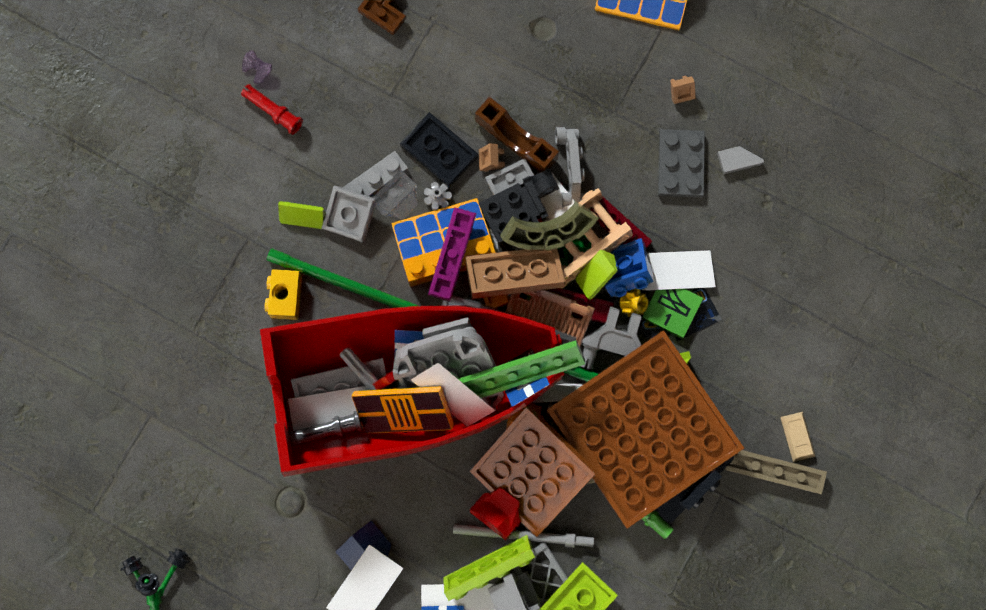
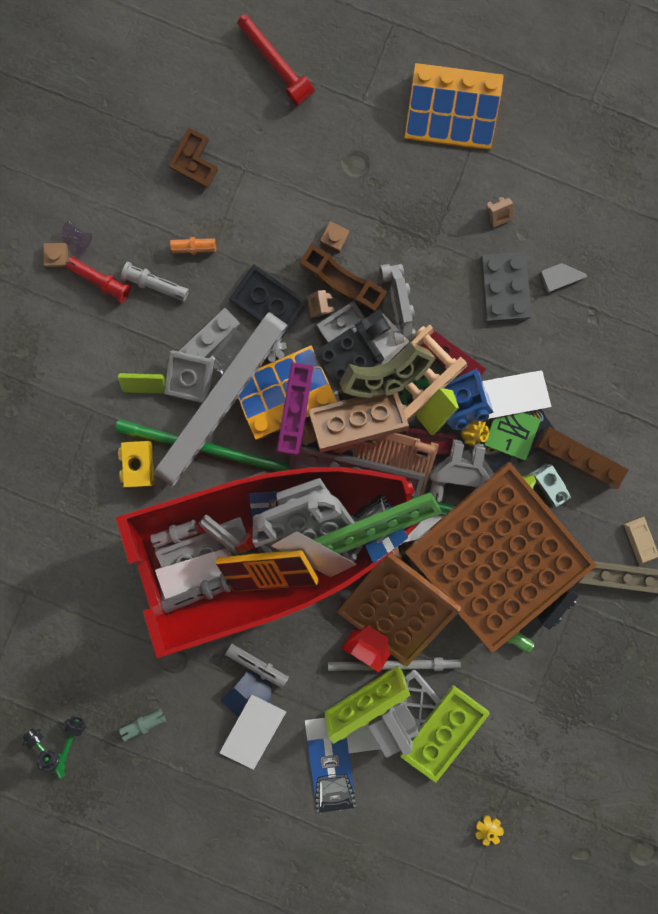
camera: 10 degrees left, 10 degrees up
(233, 81) = (55, 254): none -> medium nougat plate
(249, 566) = (142, 725): none -> sand green pin
(313, 364) = (174, 534): none -> light grey pin
(319, 114) = (146, 279): none -> light grey pin
(371, 87) = (193, 245): none -> orange pin
(377, 239) = (220, 399): none -> light grey beam
(399, 534) = (280, 679): none -> light grey pin
(463, 285) = (308, 433): none -> medium nougat tile
(514, 95) = (334, 236): none -> medium nougat plate
(708, 366) = (551, 484): none -> light aqua leg
(740, 341) = (580, 458): none -> reddish brown brick

